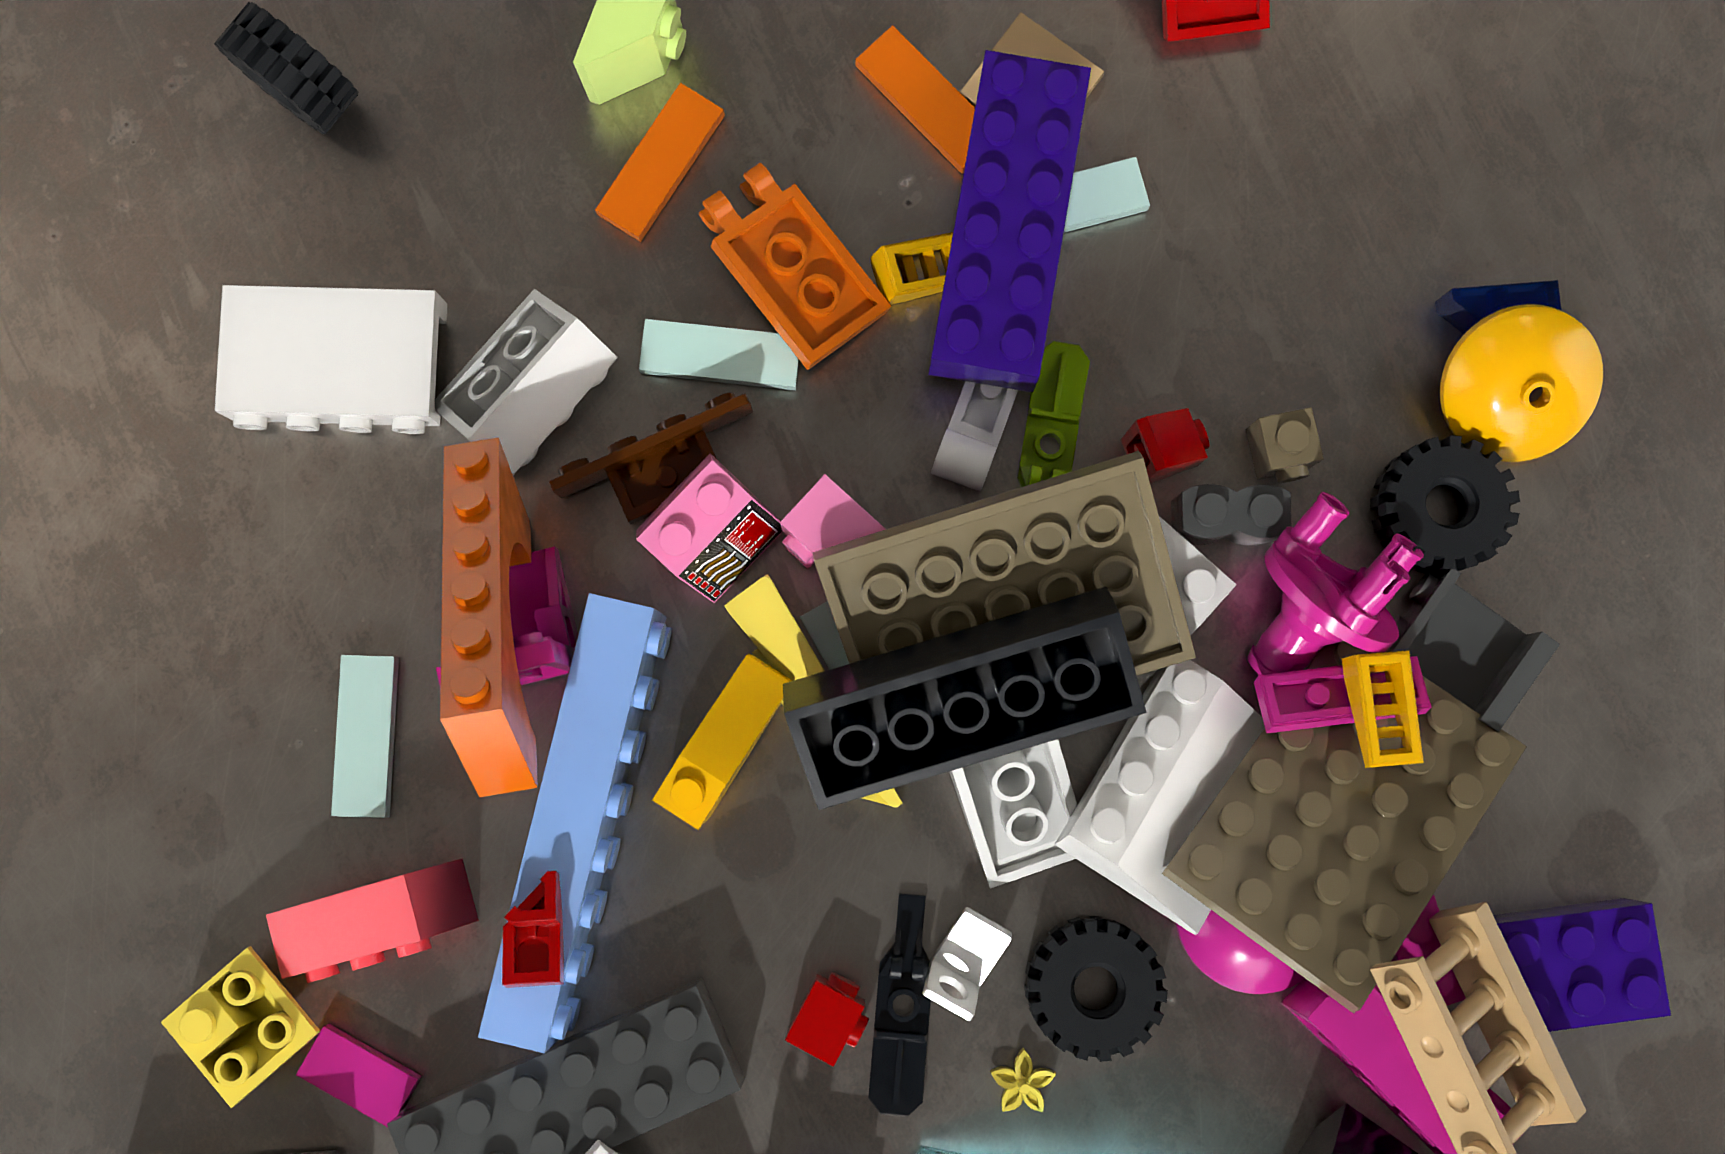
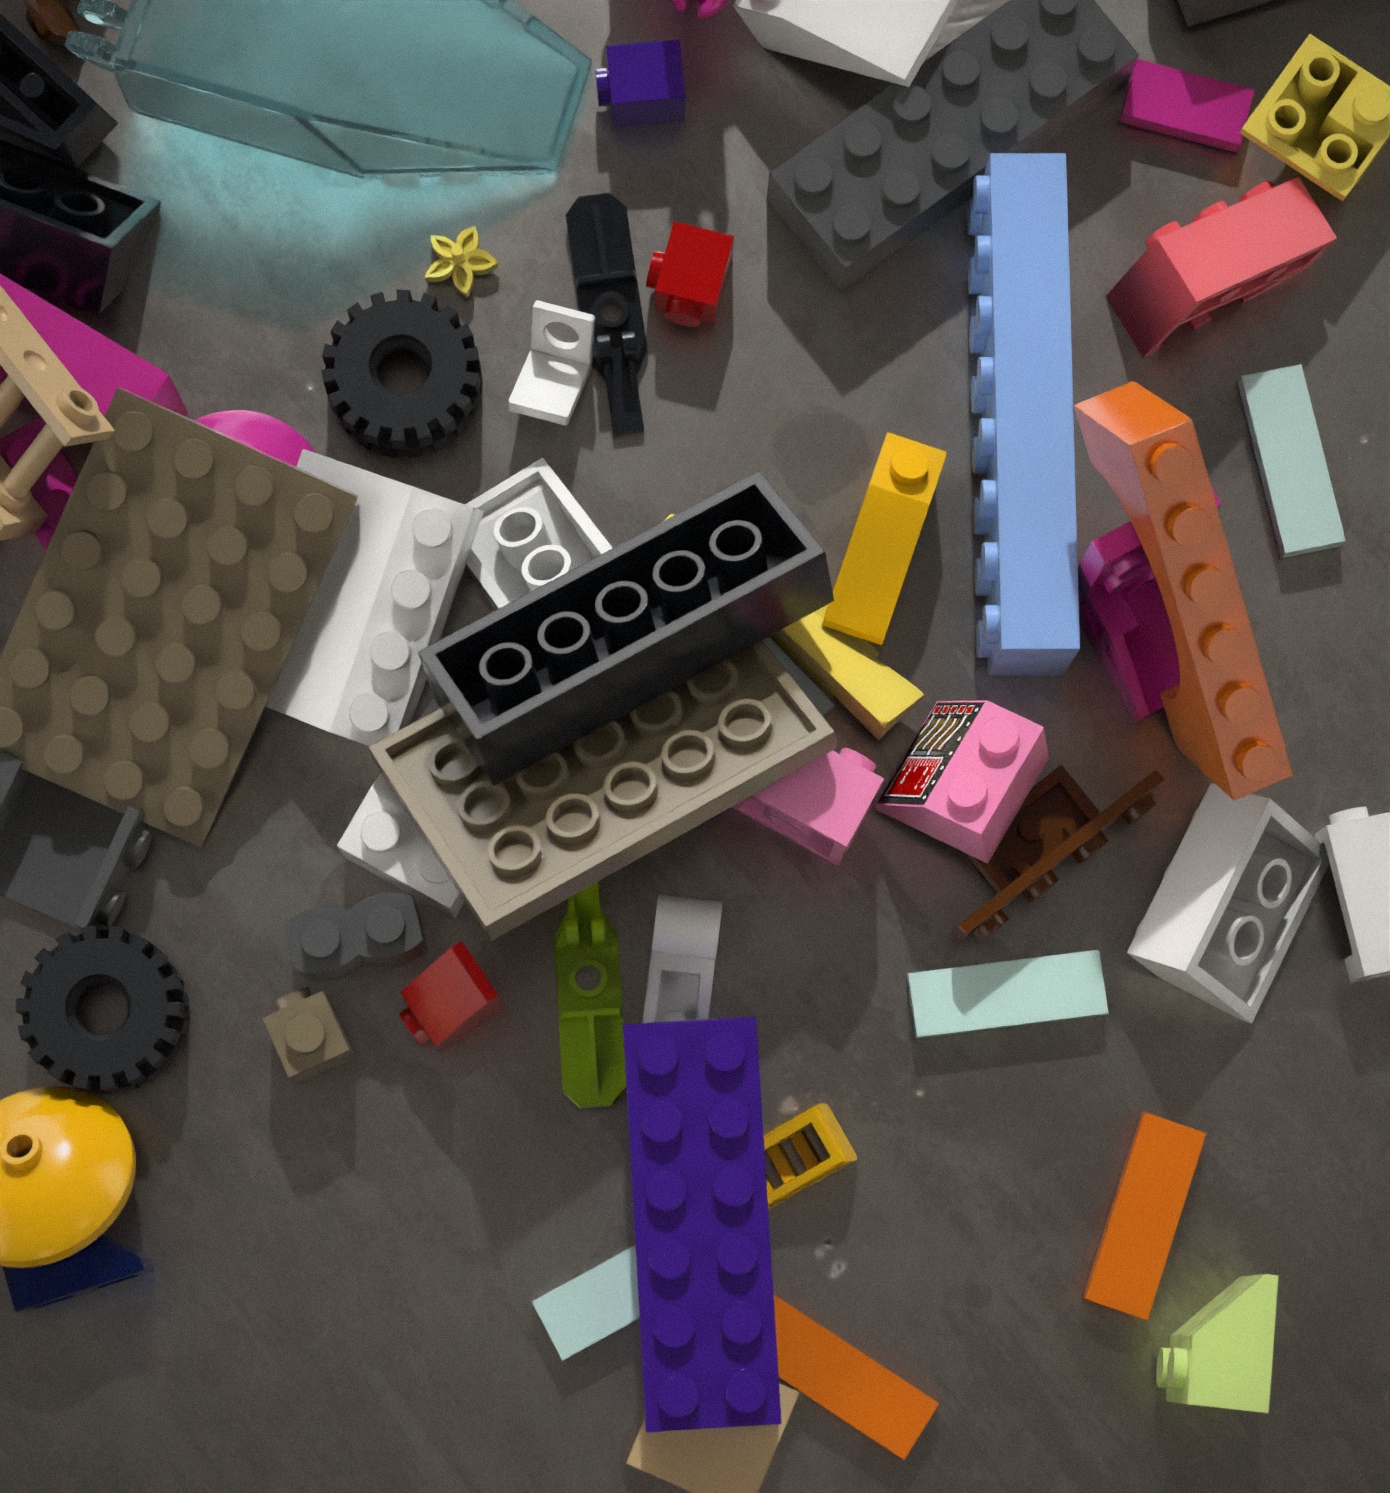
camera: 160 degrees right, 5 degrees down
(535, 938) = (1032, 263): red slope -> none
(793, 267) = (945, 1115): orange tile -> none
(1320, 697) = (189, 746): dark pink tile -> none
(1327, 600) = (225, 858): dark pink piece -> none
(1401, 689) = (121, 739): yellow slope -> none

